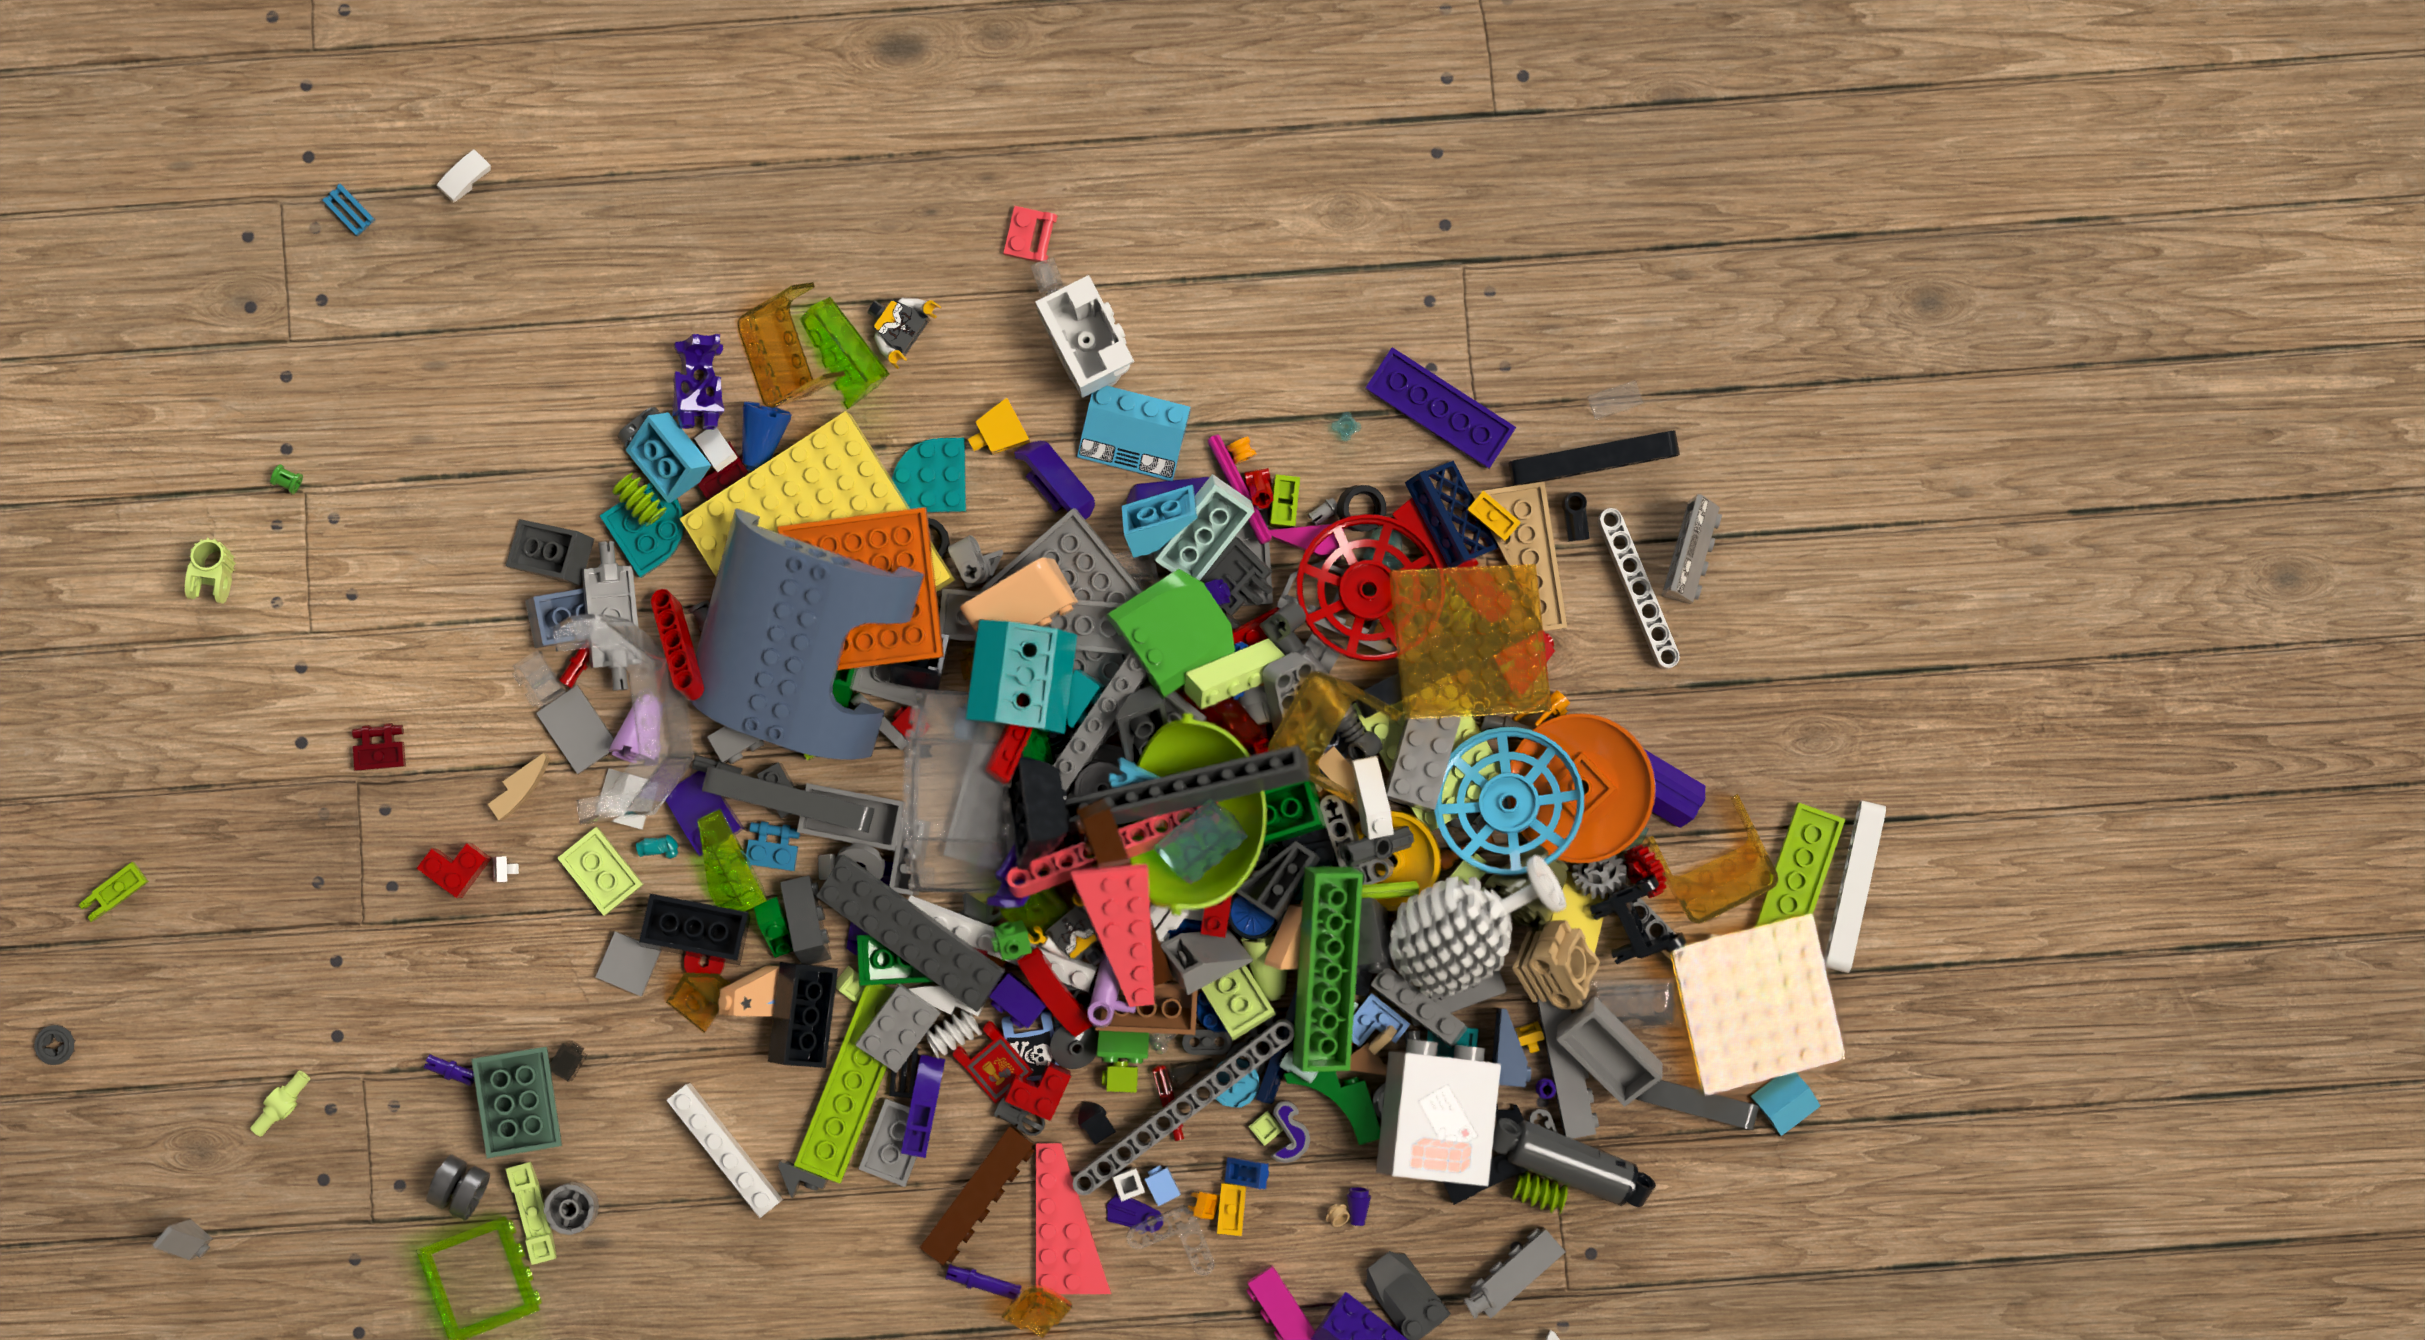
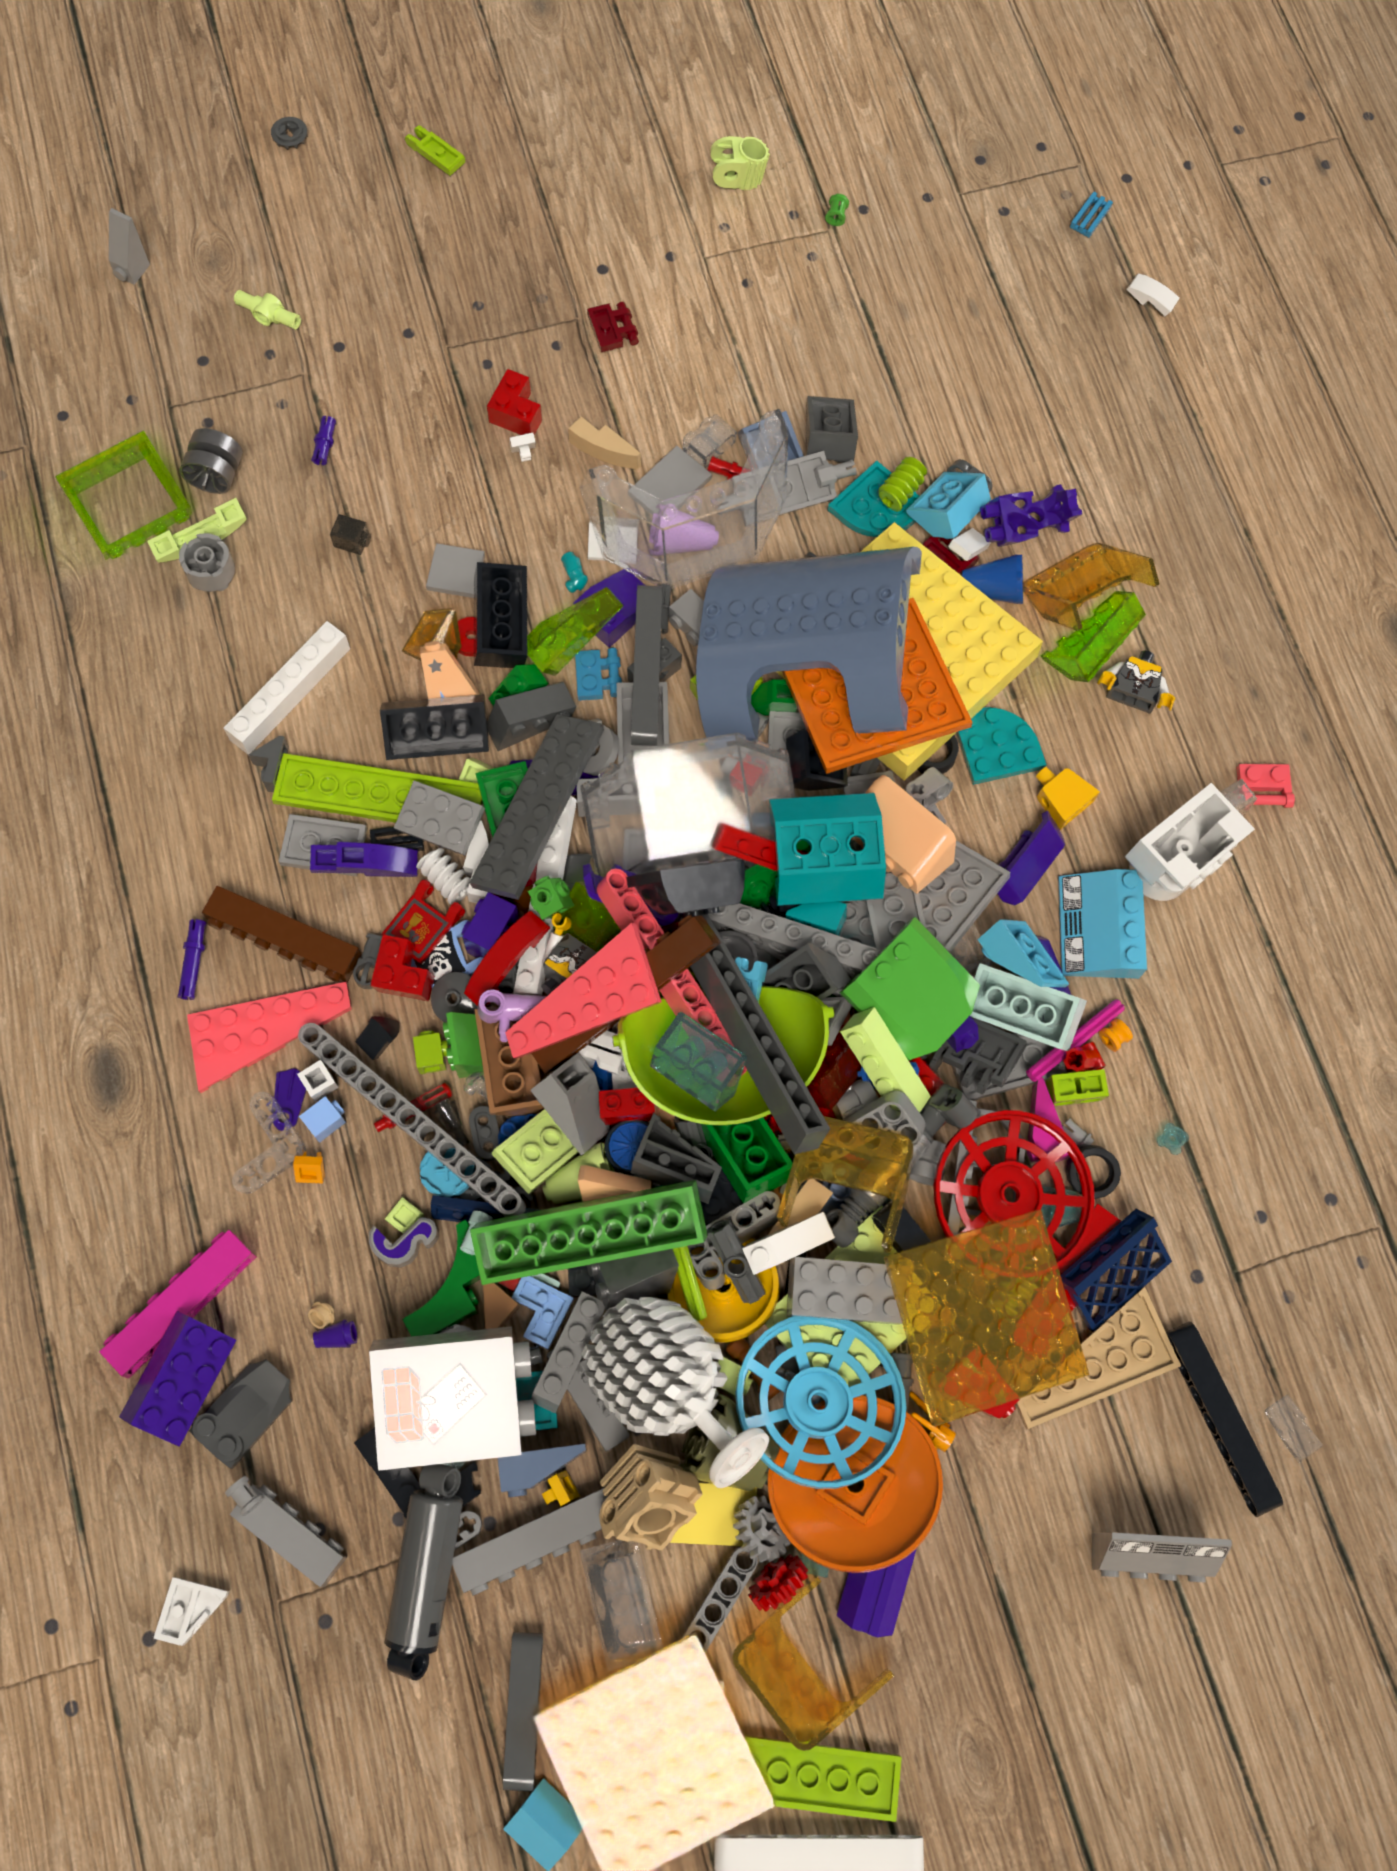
camera: 70 degrees right, 15 degrees down
(516, 1102) = (301, 492): sand green slope -> none
(600, 871) = (539, 528): yellowish green plate -> none
(677, 644) = (772, 540): red beam -> none
(1037, 1309) = (169, 1015): clear yellow brick -> none
(1231, 1209) = (309, 1198): yellow plate -> none
(1246, 1173) = (350, 1205): blue tile -> none
(1382, 1039) = (524, 1319): tan tile -> none
(1440, 408) = (1223, 1235): dark purple plate -> none
(1493, 516) = (1128, 1315): yellow plate -> none
(1539, 1088) = (498, 1516): dark purple pin -> none
(1540, 1192) = (385, 1542): lime piece -> none
(1576, 521) = (1150, 1412): black piece -> none
(1609, 1051) = (561, 1586): light grey piece -> none
(1638, 601) = (1107, 1499): white beam -> none
(1640, 945) = (694, 1595): black connector -> none

